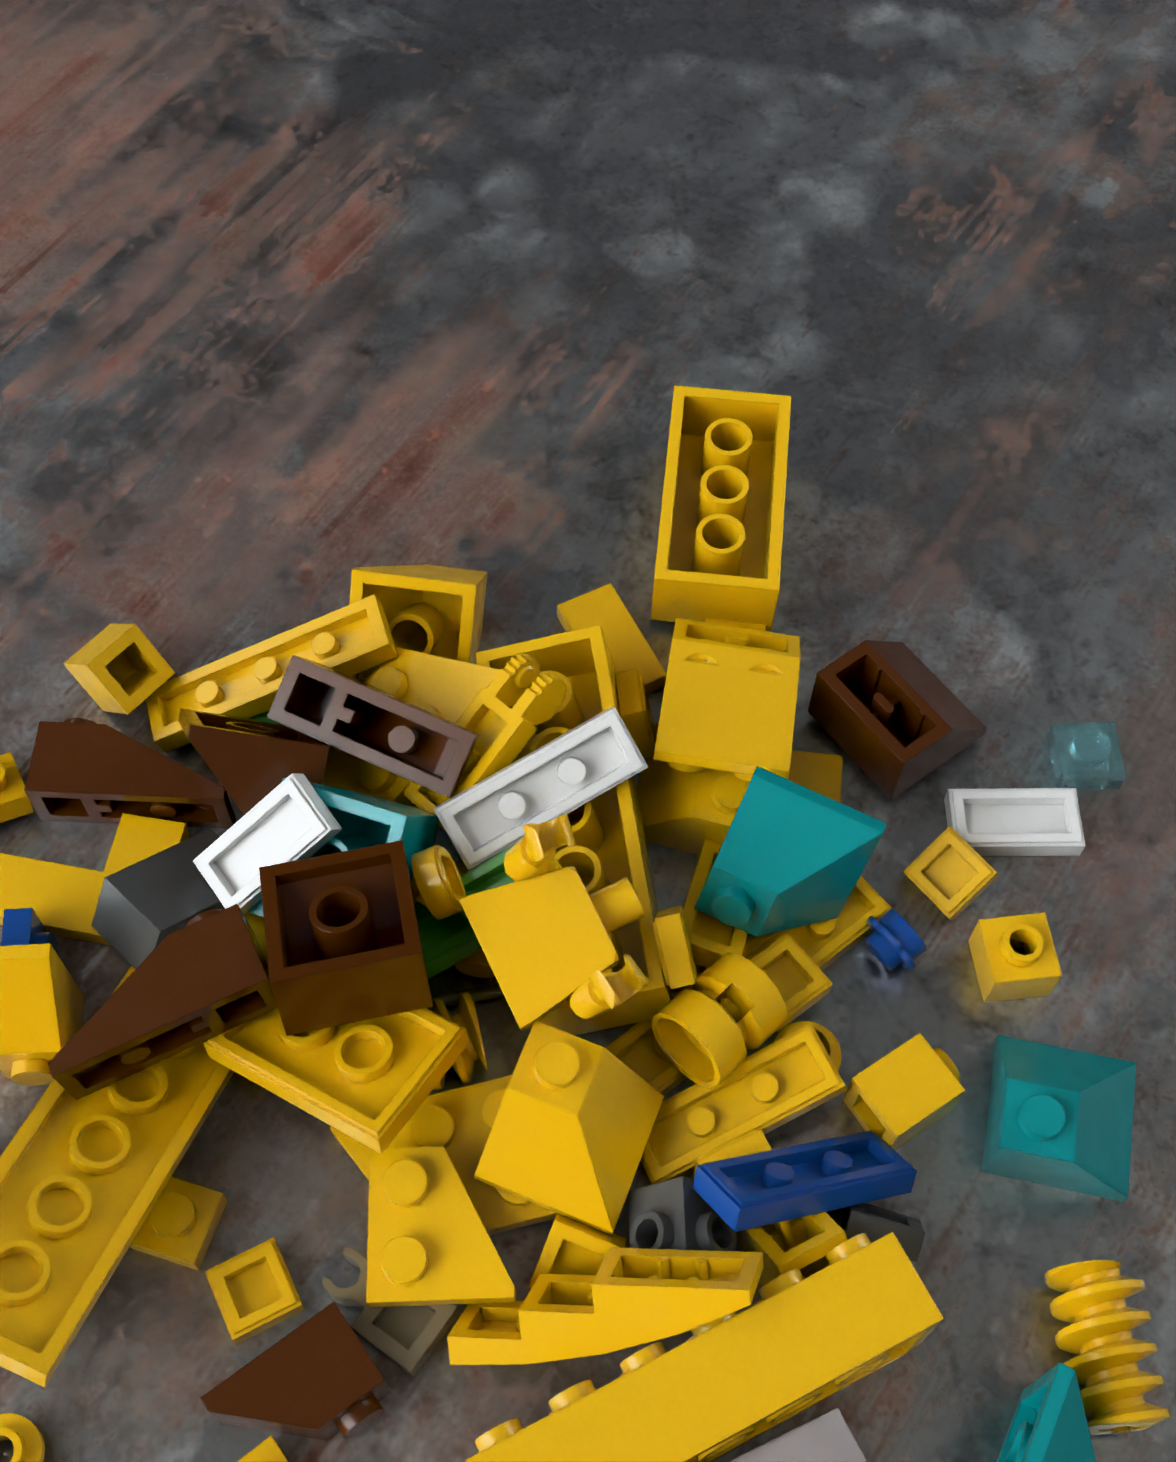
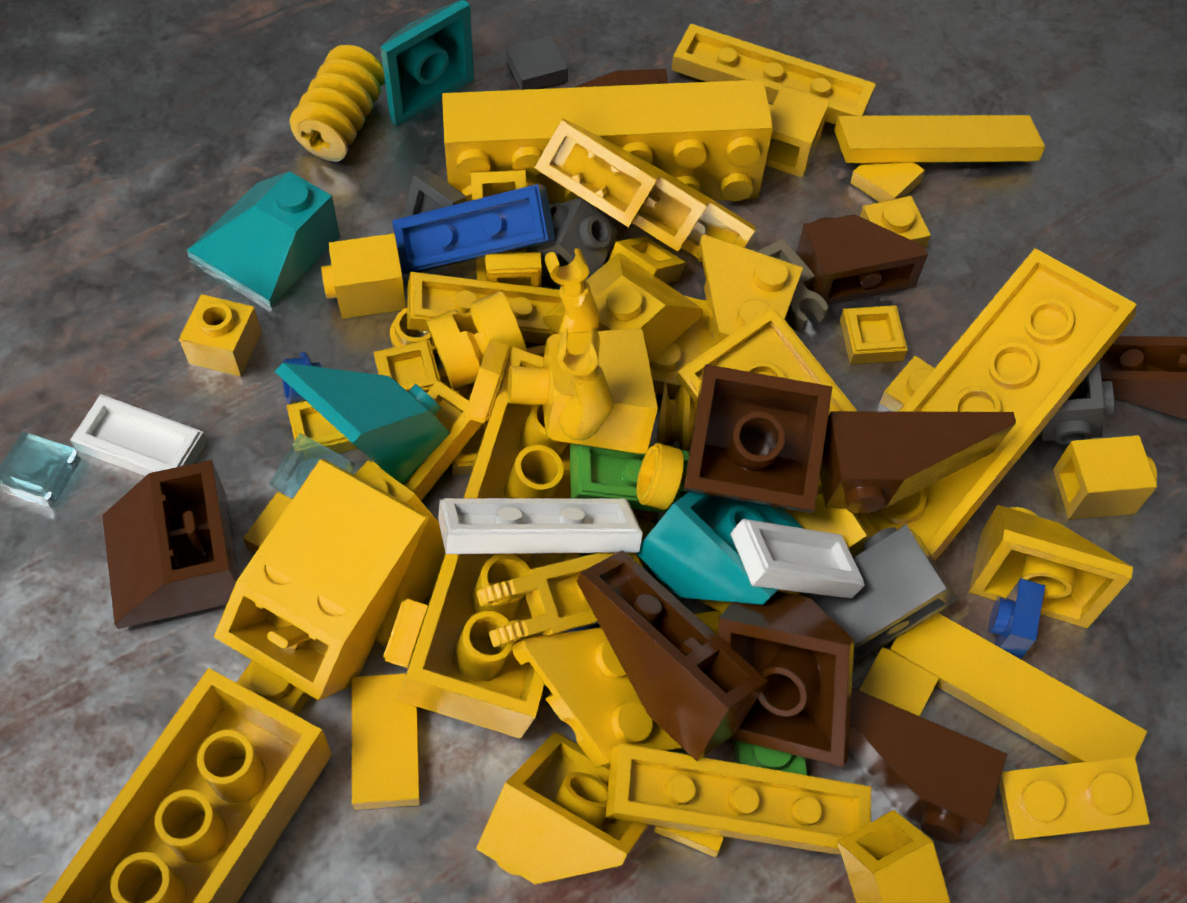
camera: 160 degrees left, 0 degrees up
(951, 873) = (222, 411): yellow tile -> none

